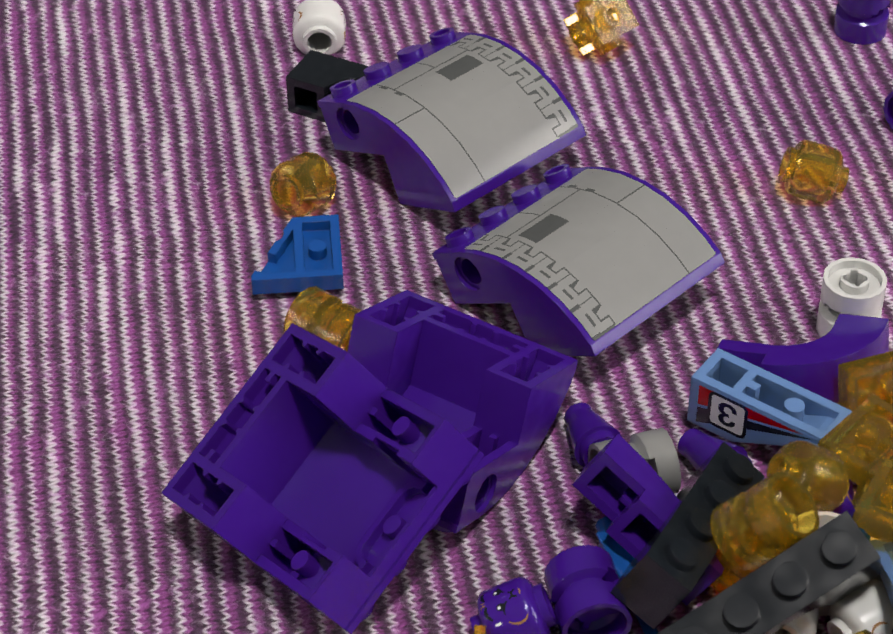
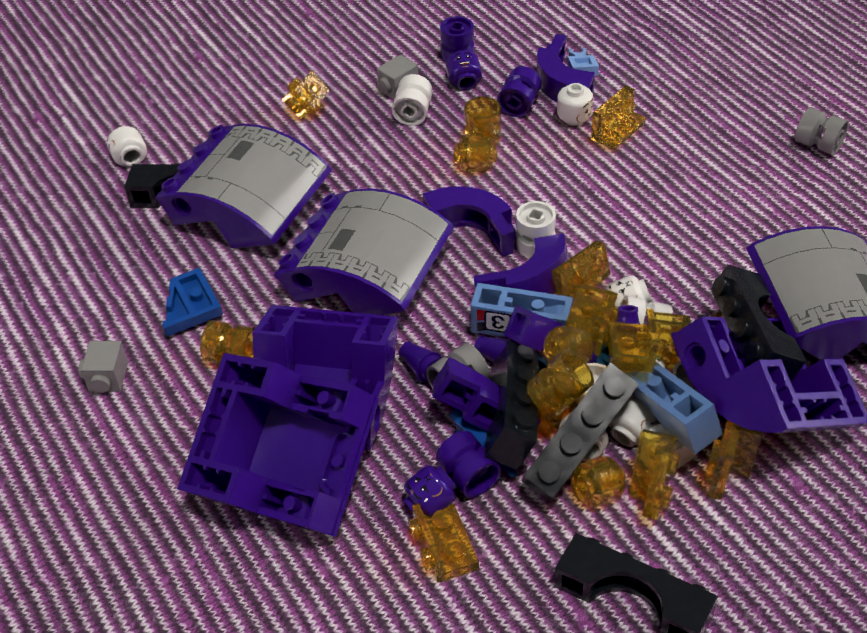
camera: 20 degrees left, 5 degrees up
(149, 306) = (104, 366): none -> light grey brick
(303, 184) = (166, 254): clear yellow head -> none
(749, 34) = (392, 72): none -> light grey brick
(754, 70) = (412, 100): none -> white wheel
(762, 432) = (529, 328): none -> dark purple panel
(773, 248) = (475, 209): none -> dark purple arch
(847, 123) = (483, 118): none -> clear yellow wheel
(854, 49) = (463, 69): none -> dark purple head

